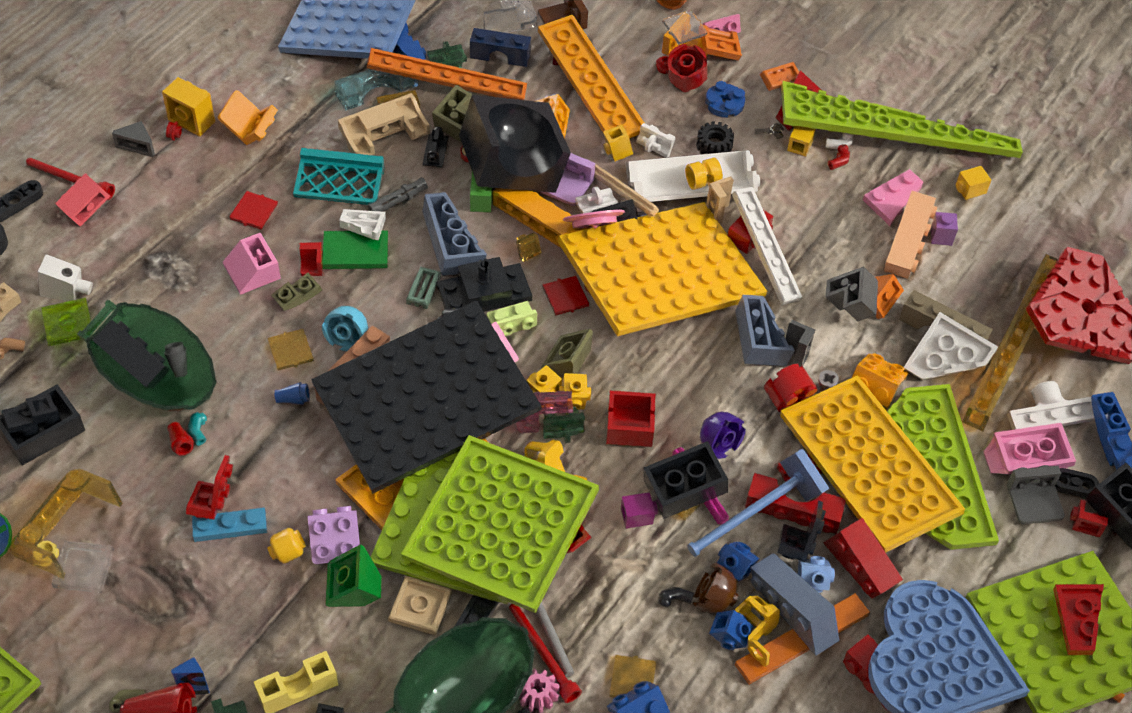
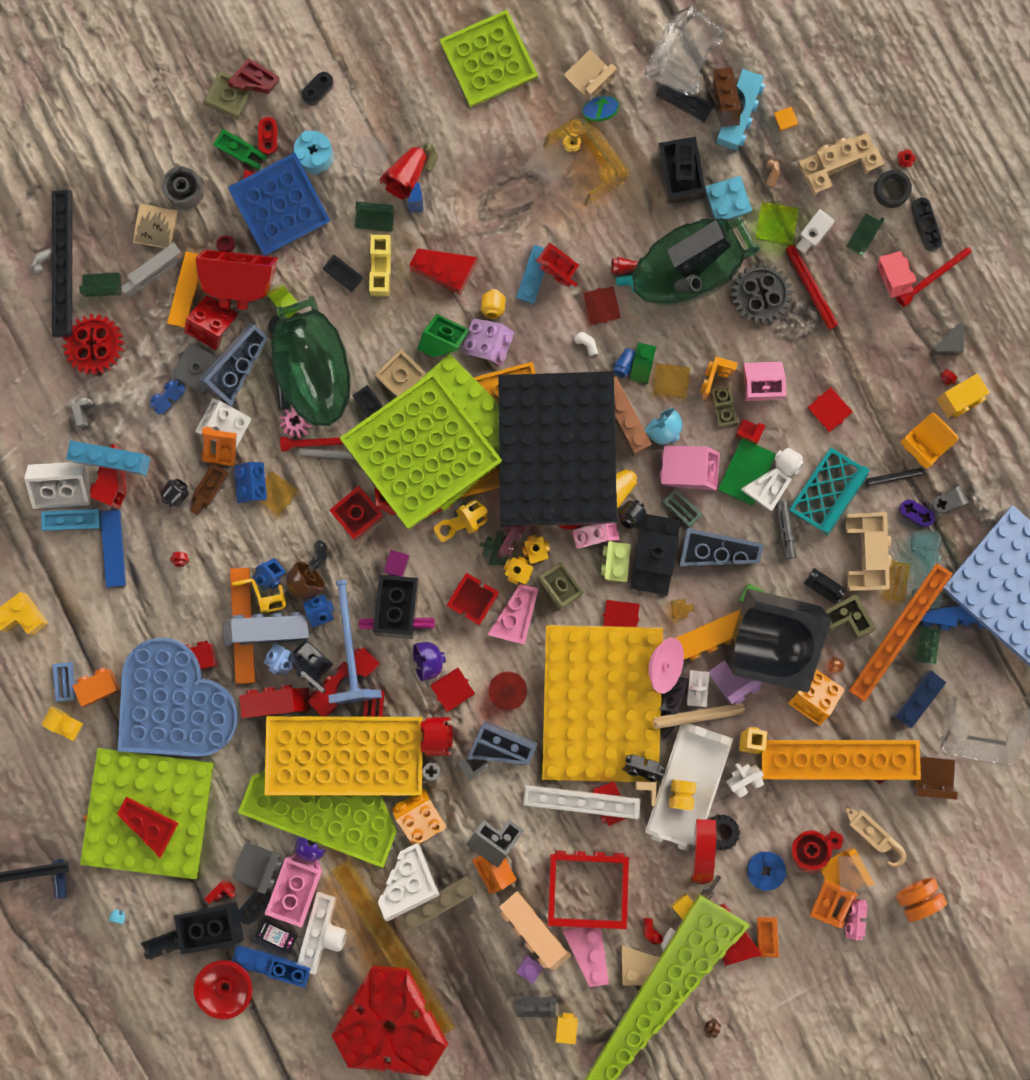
camera: 125 degrees right, 30 degrees up
(47, 241) = (864, 234): none -> clear green panel
(56, 370) = (728, 199): none -> medium azure plate
(126, 269) = (811, 287): none -> red axle
(161, 294) = (745, 298): none -> dark grey gear
(237, 443) = (602, 305): none -> clear red piece
(267, 612) = (444, 268): none -> red wedge
(270, 305) = (723, 369): none -> light orange bracket
(279, 379) = (642, 363): none -> green slope
(285, 437) = (583, 338): none -> white arm
(292, 133) = (894, 476): none -> black bar
(300, 90) = (950, 501): none -> dark grey piece
(327, 216) = (789, 462): none -> white head
(328, 110) = (919, 509): none -> dark purple beam
(378, 290) = (690, 467): none -> bright pink slope
(607, 571) = (357, 513): none -> red brick
(622, 376) = (516, 616): none -> bright pink wing
(640, 38) = (875, 835): none -> tan plate
(698, 203) = (635, 767): none -> black hinge
(702, 351) = (502, 681): none -> clear red brick
(735, 403) = (452, 689): none -> red piece
(742, 131) = (704, 851): none -> red arch
(876, 154) = (636, 966): none -> tan wing
(887, 80) = (712, 1028): none -> reddish brown plate
(887, 220) = (581, 856): none -> red window
(972, 214) = (536, 1006): none -> dark grey hinge
(985, 454) = (306, 852): none -> dark purple hair
(1085, 452) = (276, 935): none -> tile

